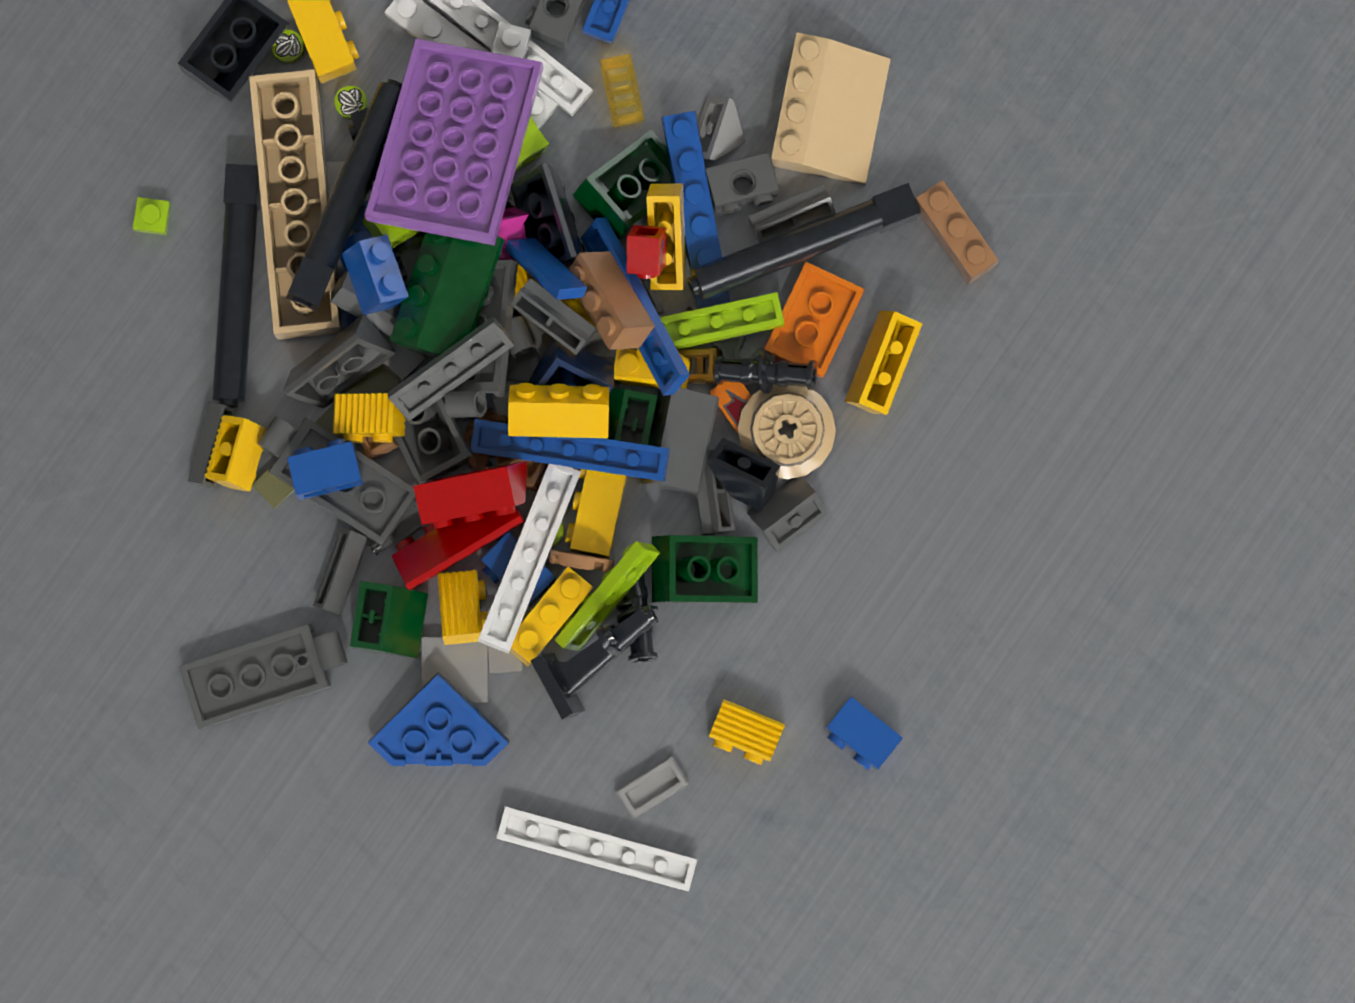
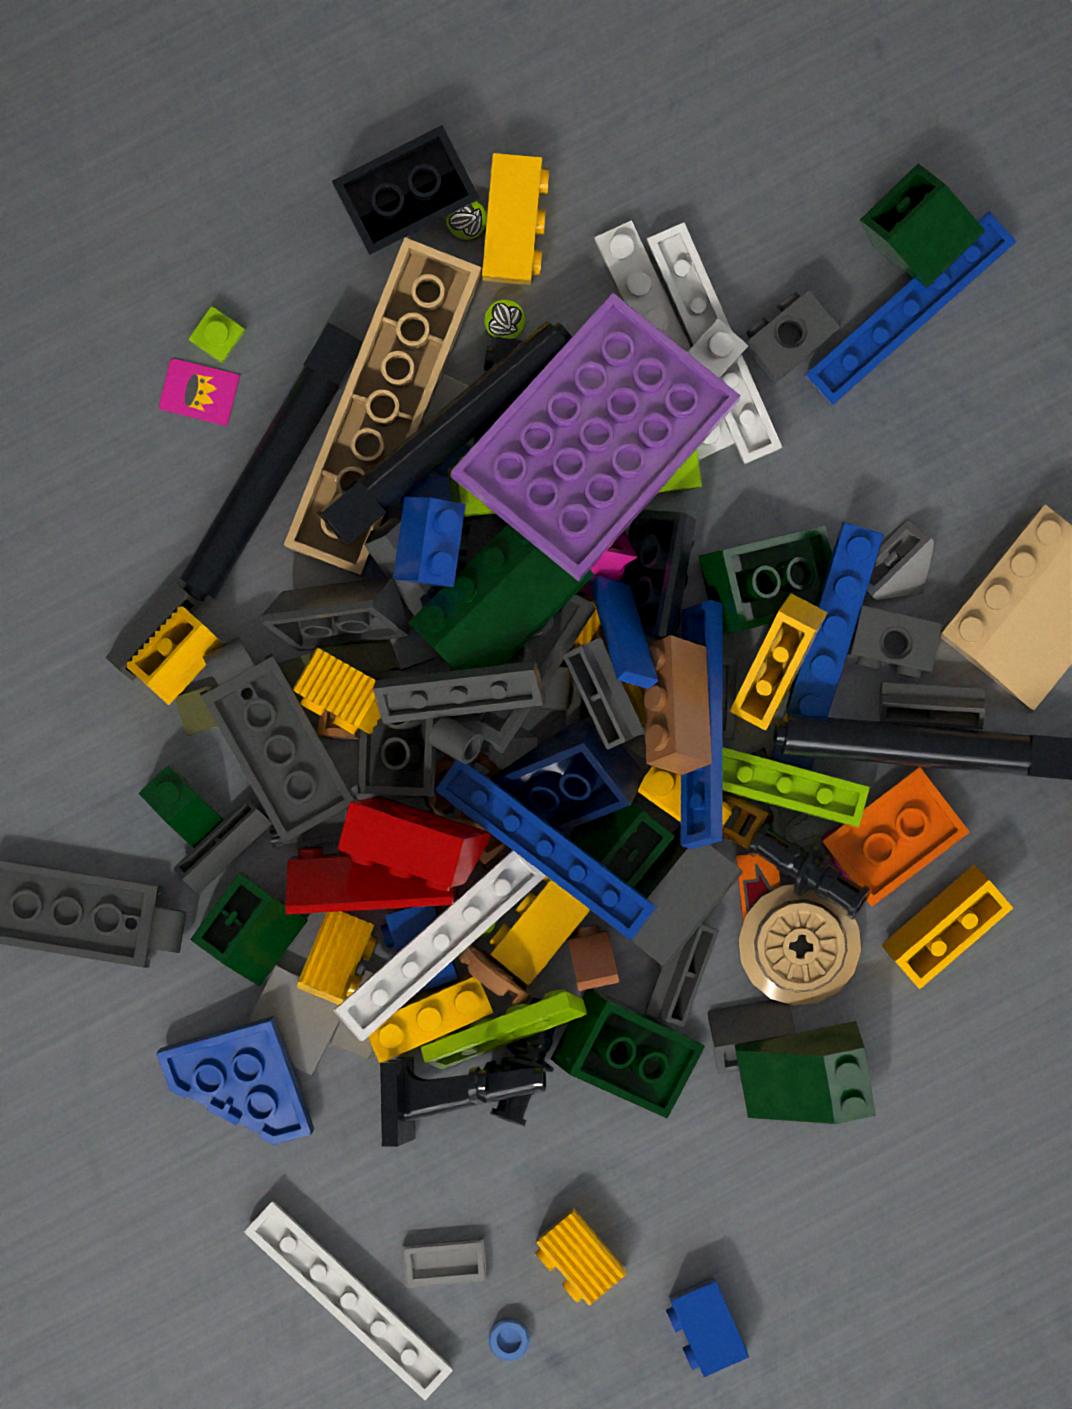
camera: 25 degrees right, 5 degrees up
(159, 263) = (199, 391): none -> dark pink sticker
(295, 558) = (181, 806): none -> dark green slope
(324, 469) = (262, 728): blue brick -> none
(558, 411) = (555, 800): yellow brick -> none
(616, 63) = (824, 431): clear yellow slope -> none
(644, 514) = (592, 958): none -> nougat slope
(646, 251) = (746, 671): red brick -> none
(726, 818) = (509, 1339): none -> medium blue tile
(744, 473) = (726, 970): black slope -> none
(840, 518) = (807, 1076): none -> dark green slope

